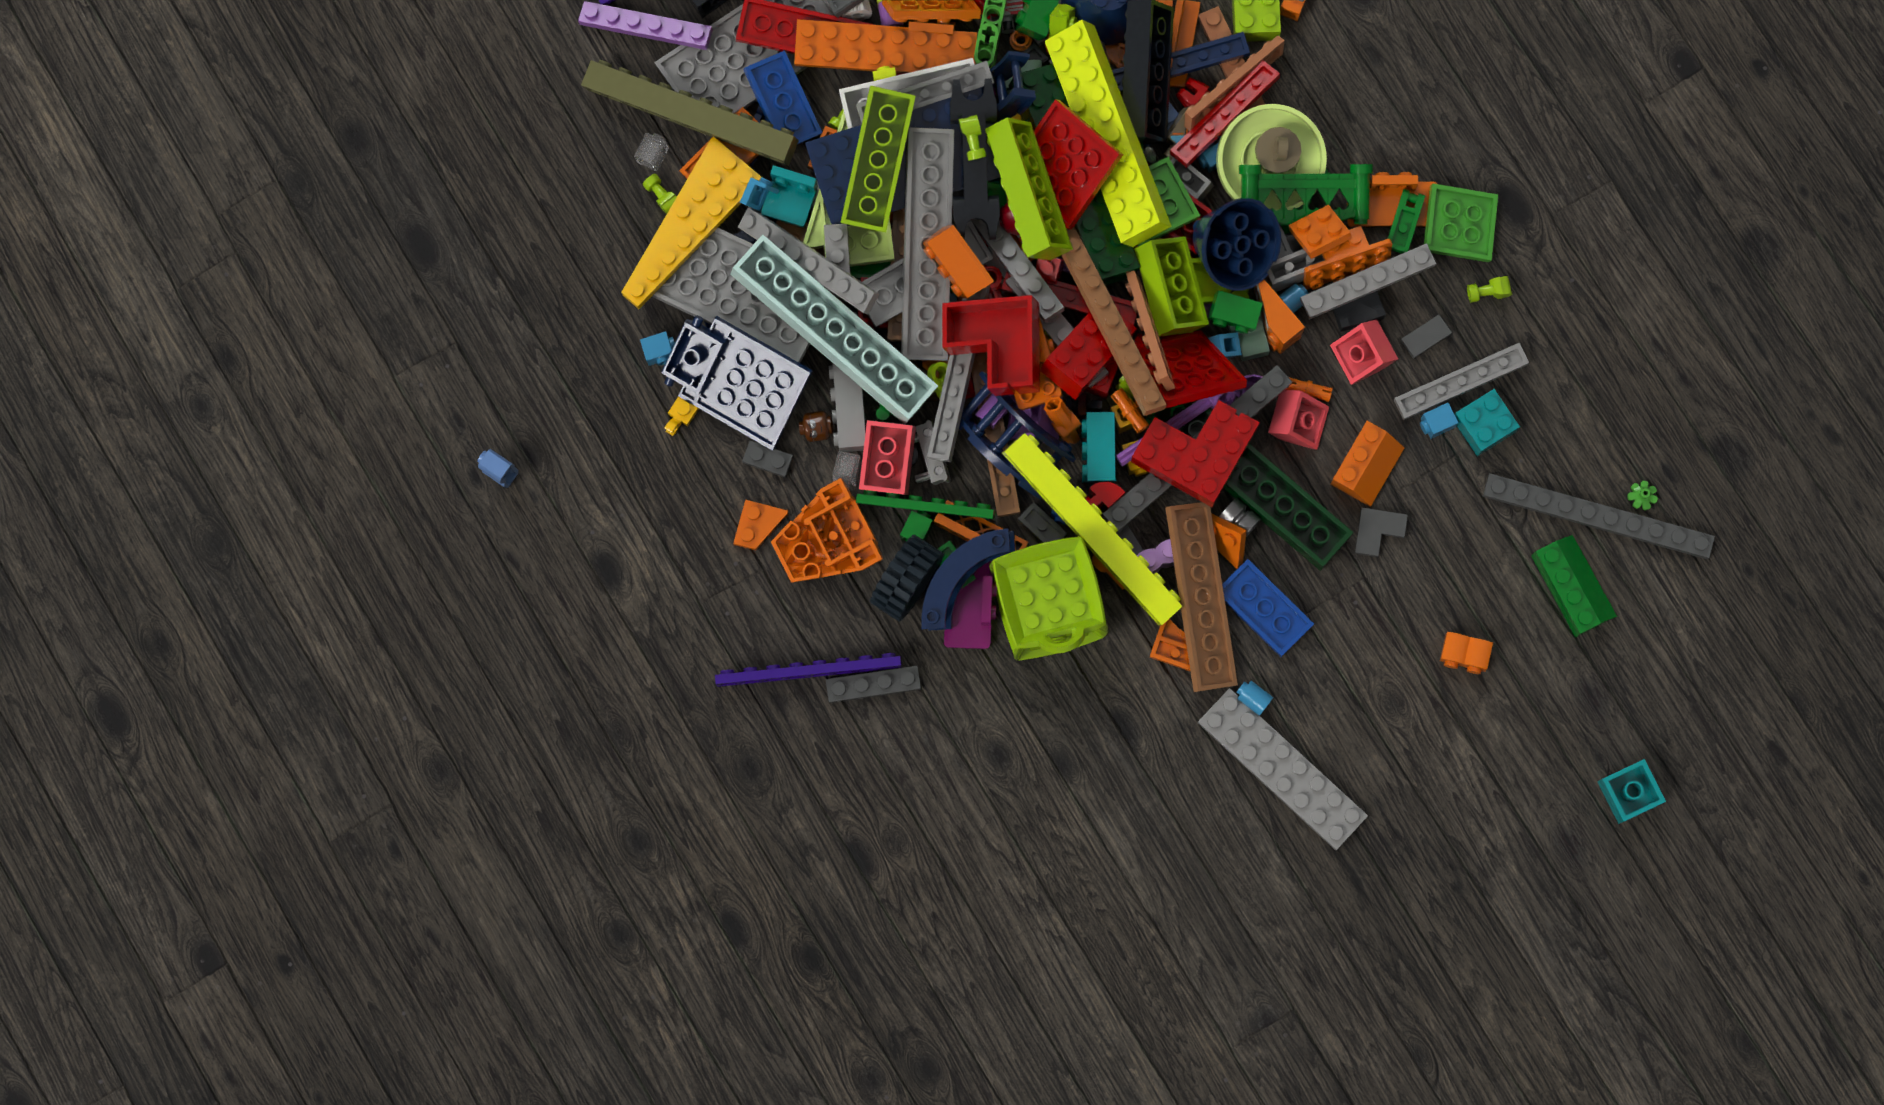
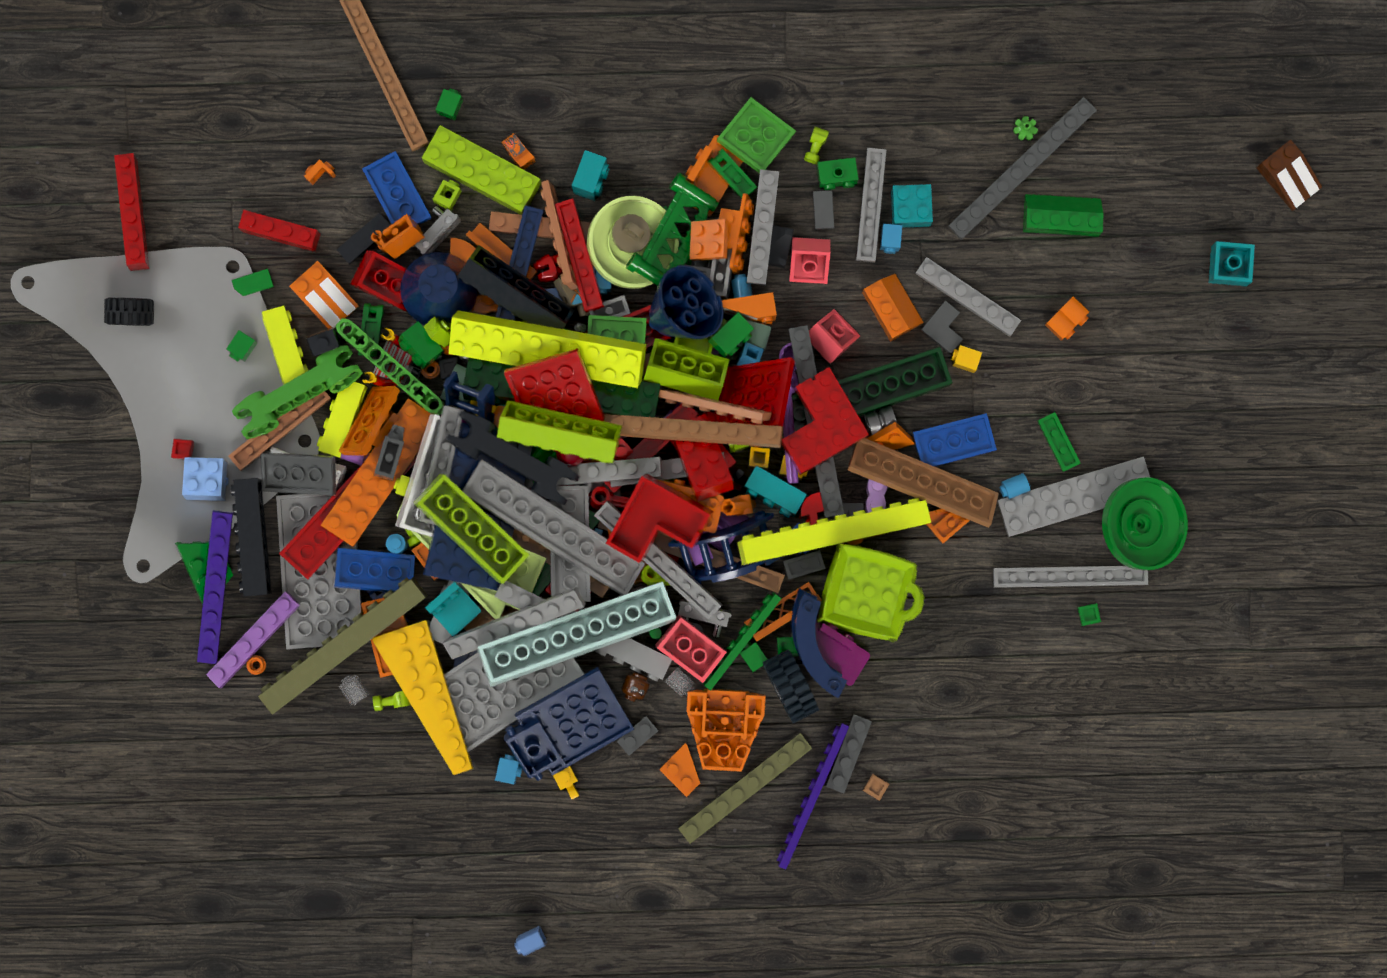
camera: 70 degrees left, 5 degrees up
(617, 39) = (250, 665): none -> orange plate
(756, 192) = (436, 631): dark azure bracket -> none
(776, 598) = (745, 788): none -> olive plate
(823, 108) = (397, 544): none -> dark azure brick
(854, 732) = (876, 787): none -> medium nougat tile
(908, 43) = (390, 453): none -> dark grey hinge
(957, 262) = (581, 515): orange slope -> none
(971, 129) = (492, 447): lime leg -> none
(1129, 410) = (760, 453): orange pin -> none
(1165, 853) = (1089, 614): none -> green tile
(1194, 810) = (1068, 576): none -> light grey plate
(1295, 853) = (1144, 523): none -> green container
(1313, 390) = (815, 314): orange pin -> none
(1314, 80) = (590, 175): none -> teal brick
(1329, 717) = (1058, 442): none -> green plate
(1359, 570) = (966, 358): none -> yellow brick
(1426, 537) = (968, 297): none -> light grey plate
(1472, 327) = (837, 173): none -> green brick
(1767, 802) = (1290, 175): none -> reddish brown slope

